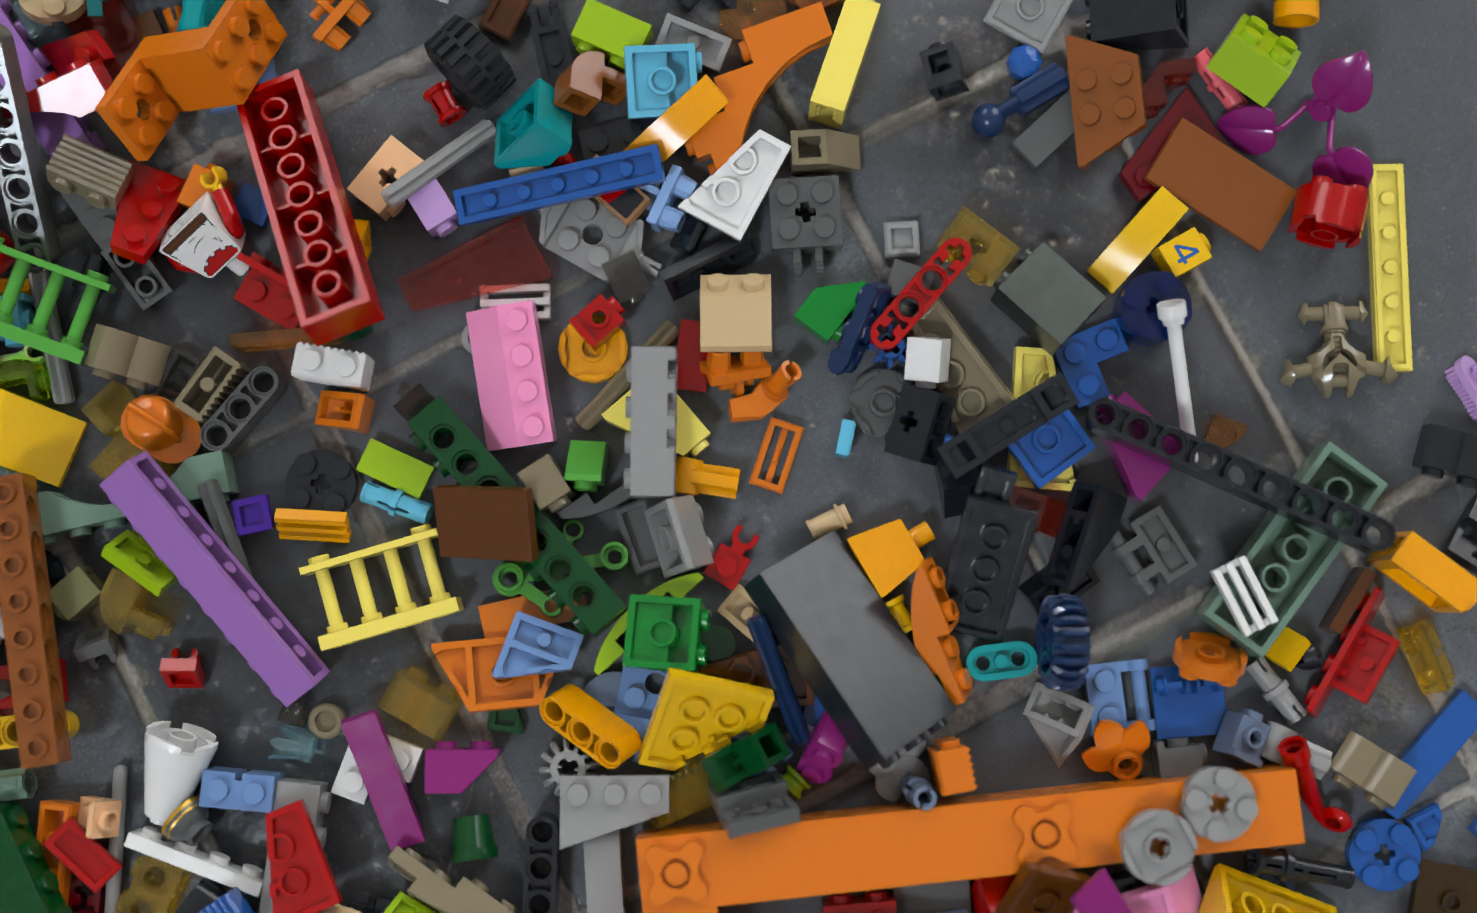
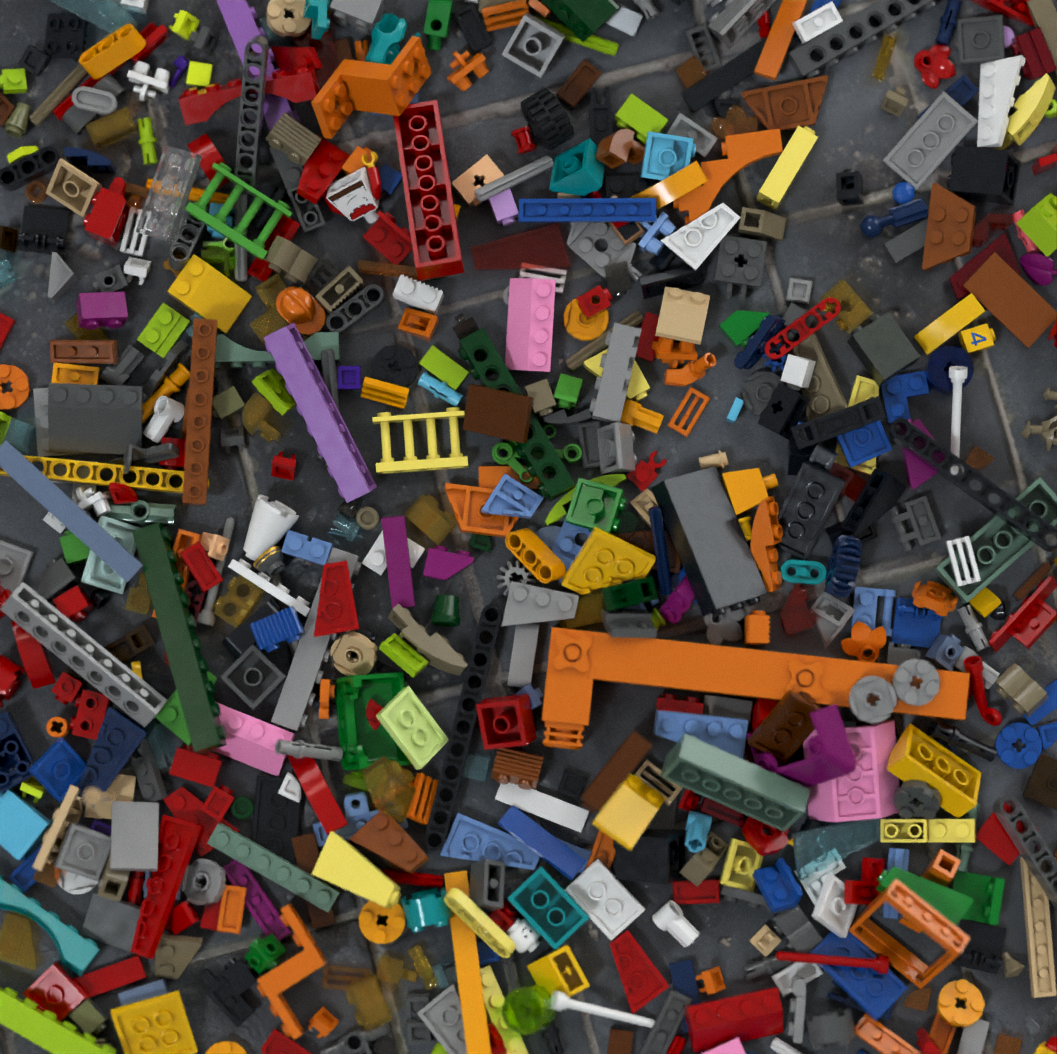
camera: 10 degrees right, 0 degrees up
(114, 313) = (285, 228): none -> red plate
(919, 786) = (727, 639): sand blue pin -> none
(1001, 725) = (795, 613): none -> clear red slope

